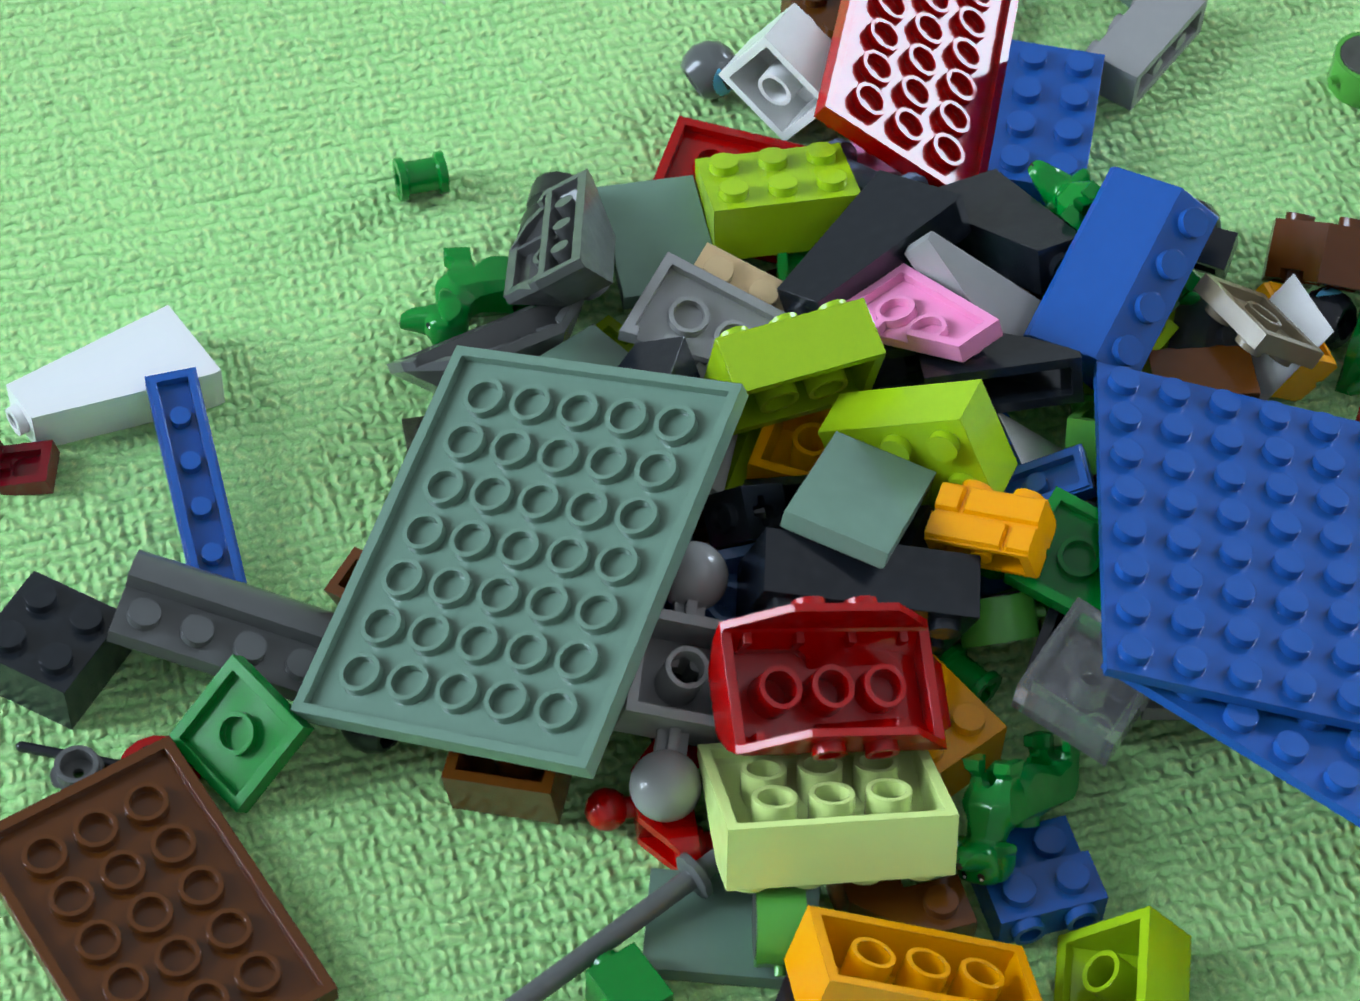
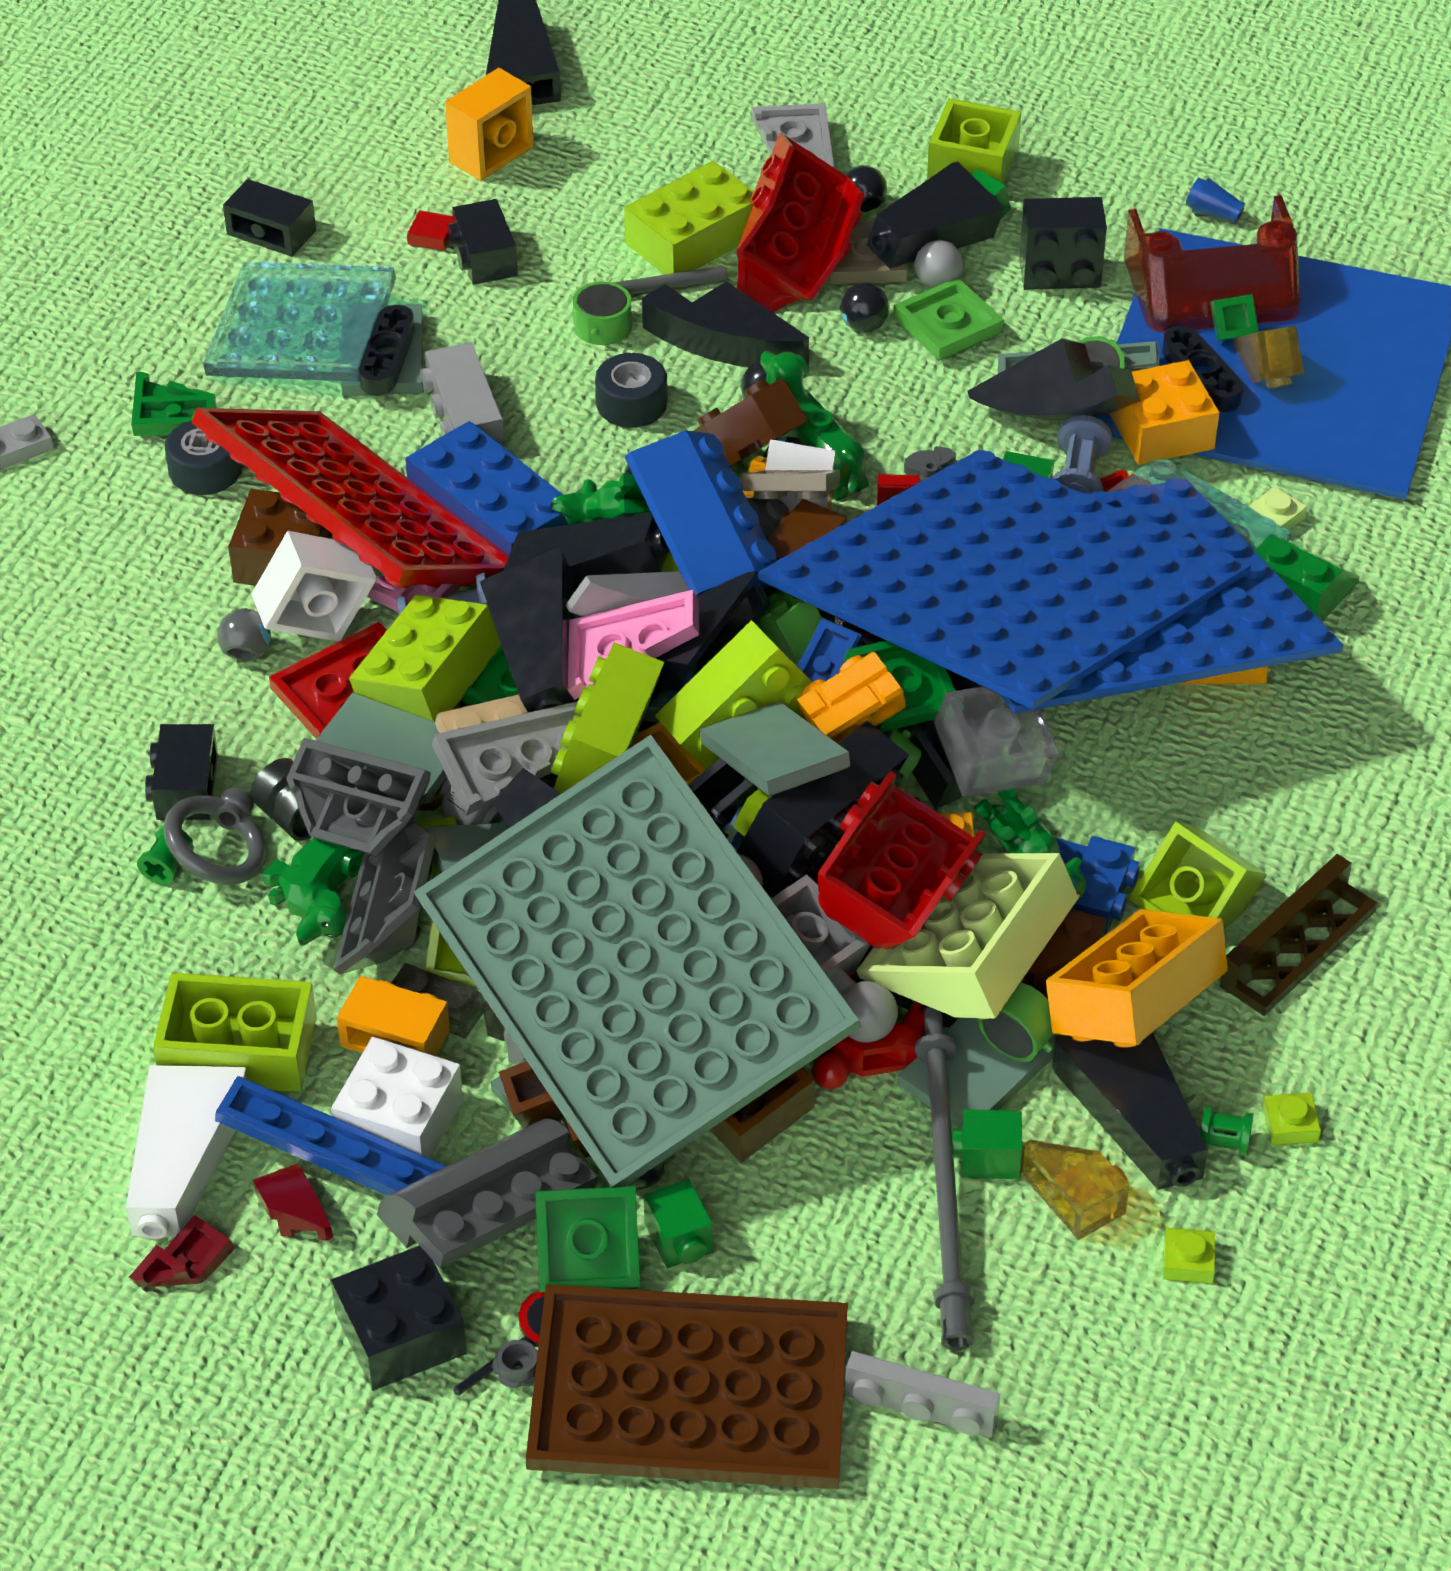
camera: 50 degrees left, 5 degrees down
(122, 497) = (292, 1202): none -> dark red slope
(262, 340) = (238, 1024): none -> lime brick
(284, 503) = (401, 1095): none -> white brick
(324, 796) = (678, 1224): none -> green brick
(365, 441) = (392, 1015): none -> light orange brick
(507, 186) = (231, 812): none -> dark grey piece
(521, 129) = (182, 766): none -> black brick
(1291, 149) = (631, 390): none -> black wheel

